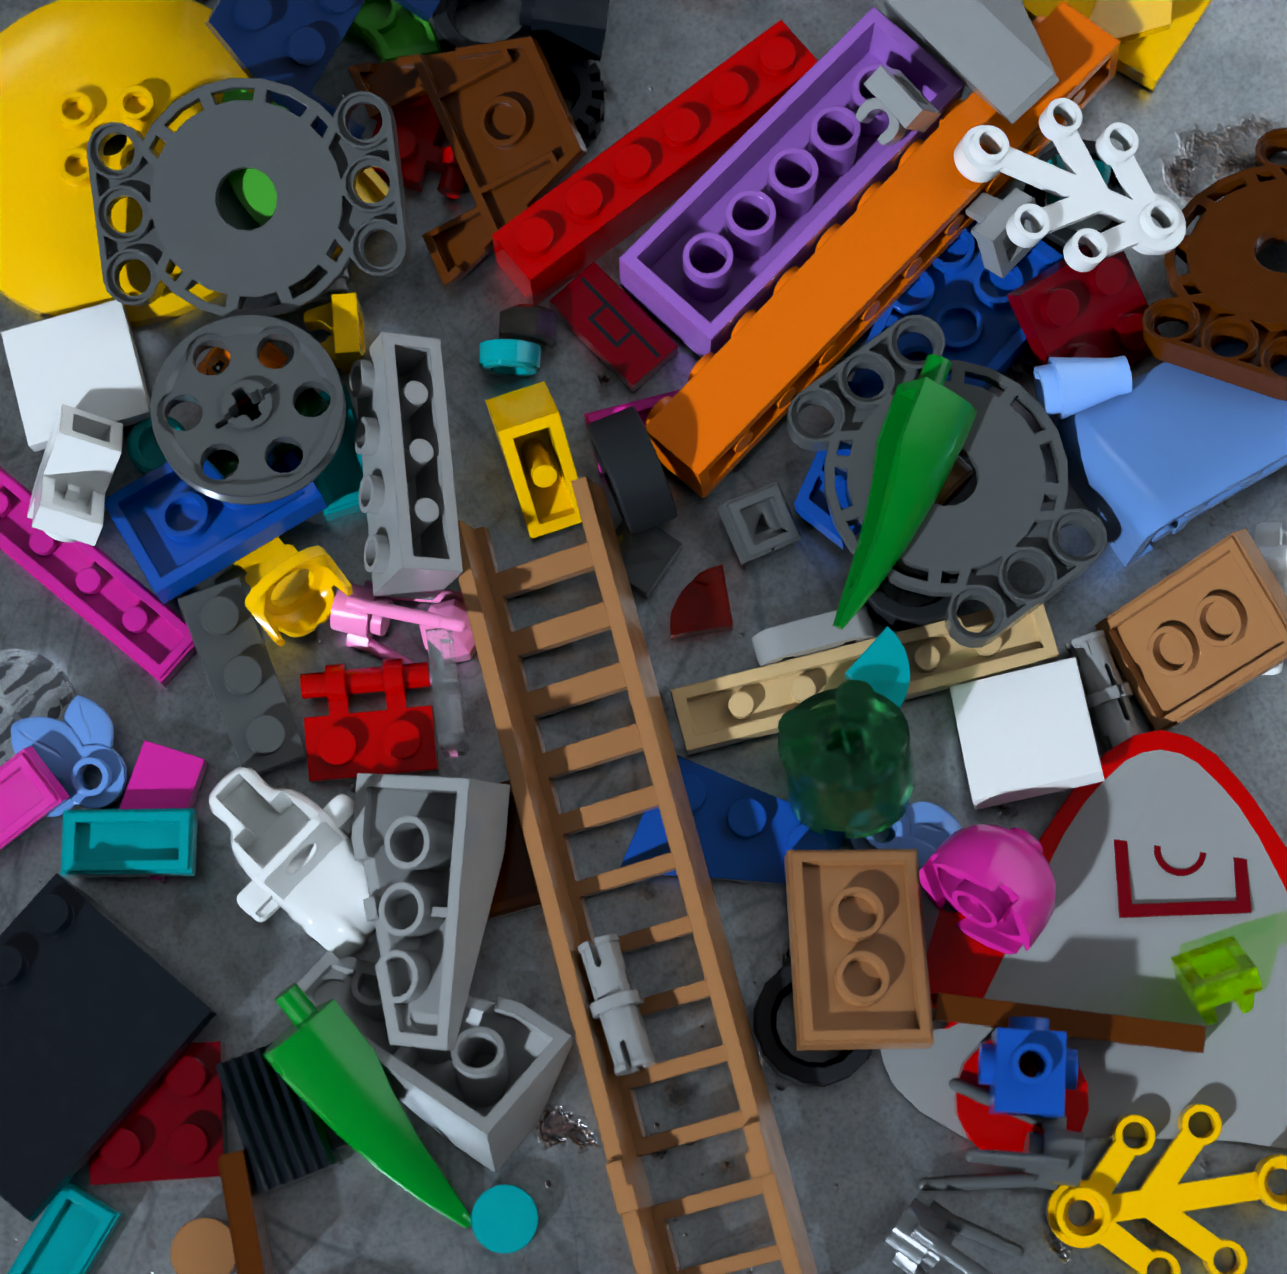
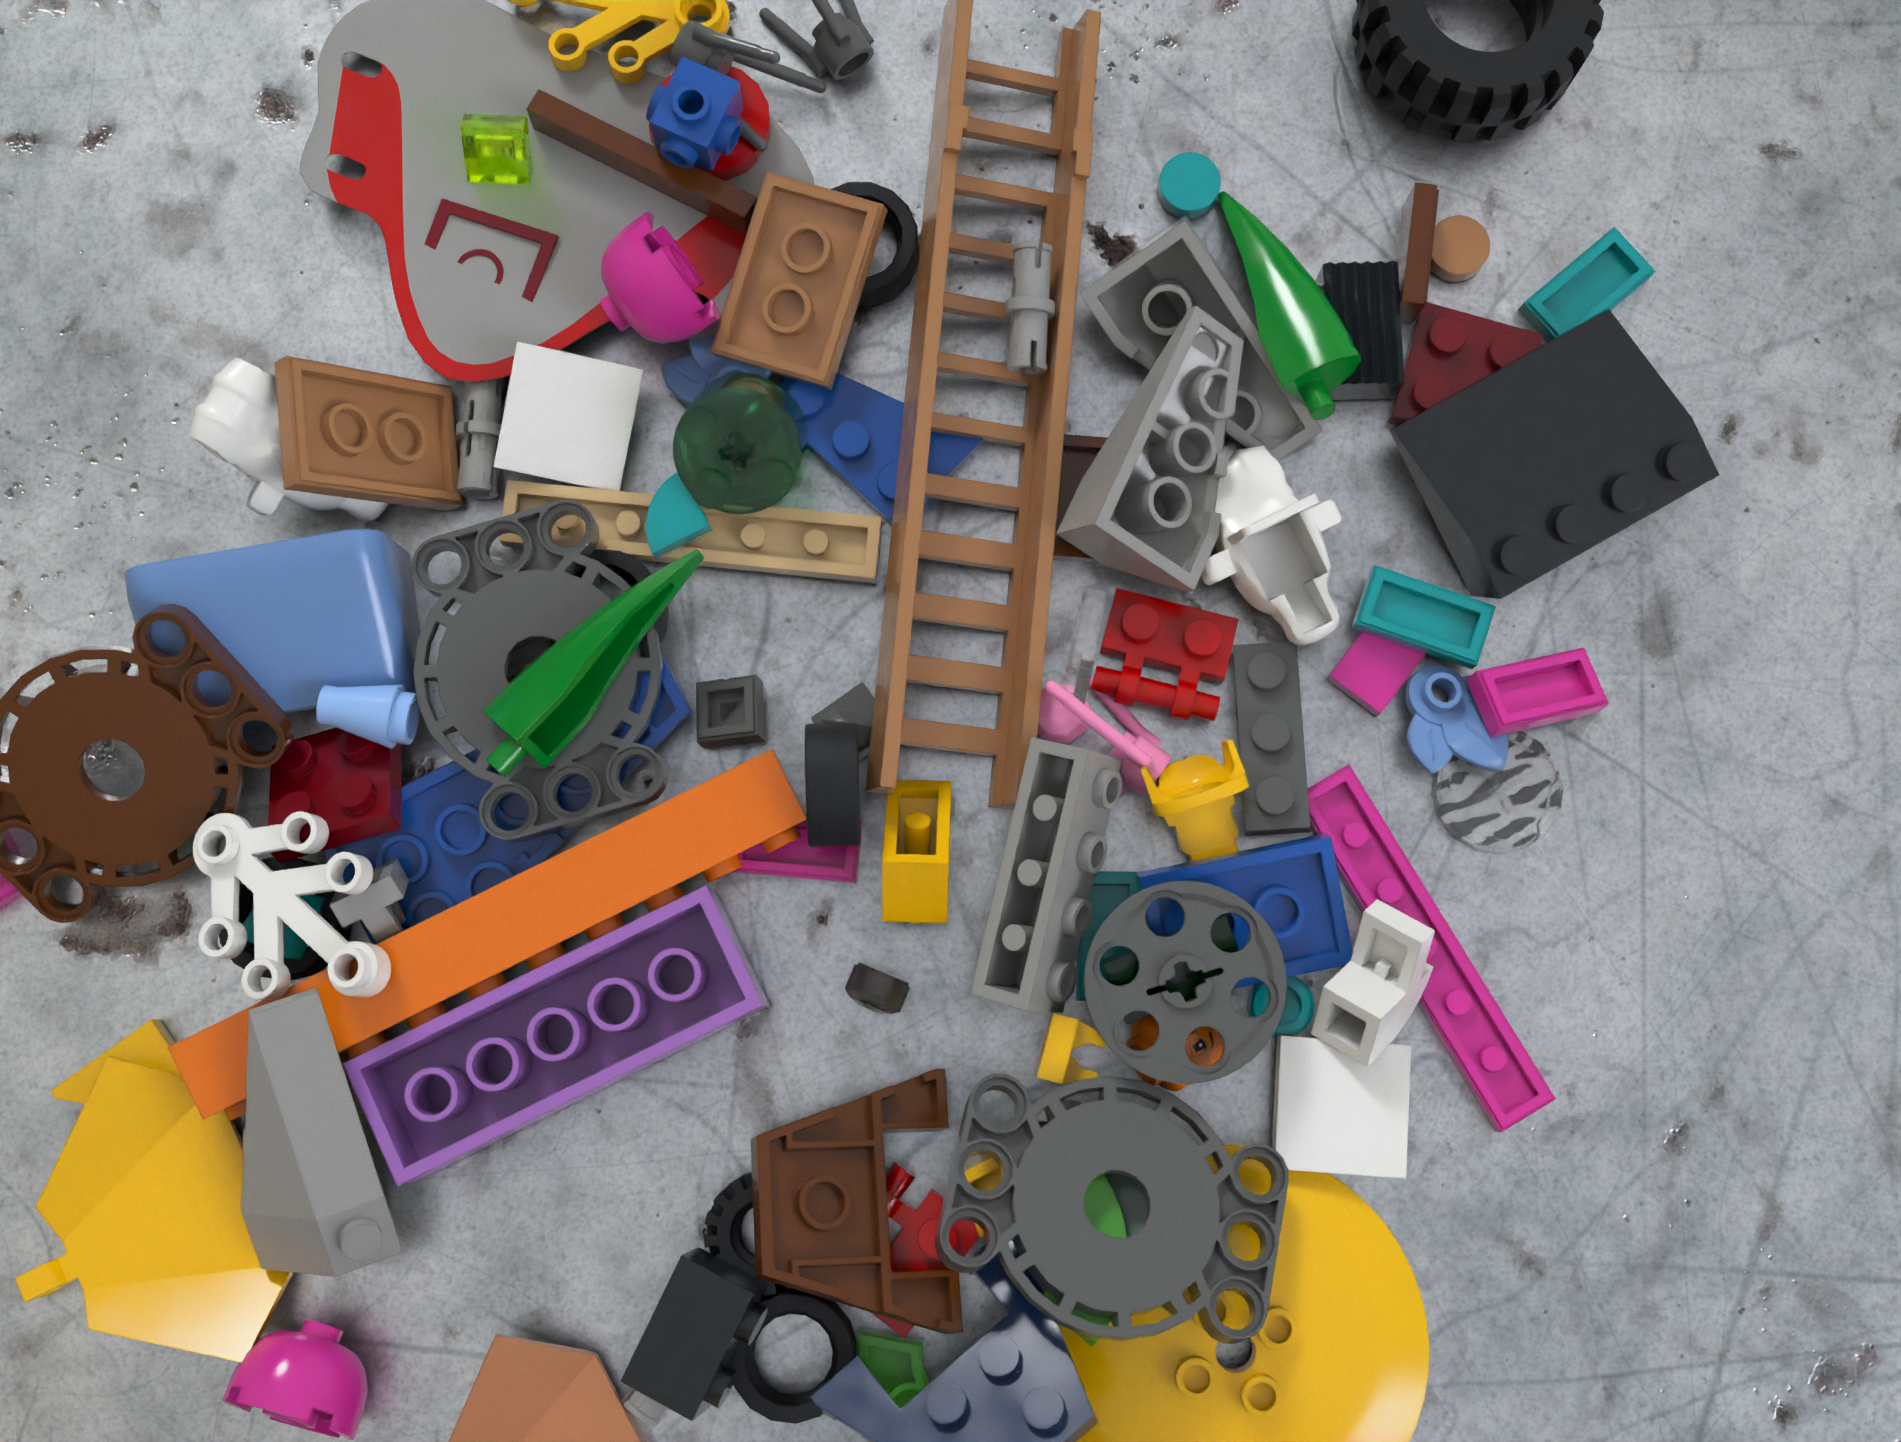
camera: 160 degrees left, 5 degrees up
(509, 357) = (907, 964): teal tile -> none
(613, 327) = (793, 964): dark red tile -> none
(647, 167) = (679, 1116): red brick -> none
(702, 606) = (814, 656): clear red tile -> none
(810, 636) = (734, 583): light grey beam -> none
(900, 100) = (415, 1056): light grey tile -> none

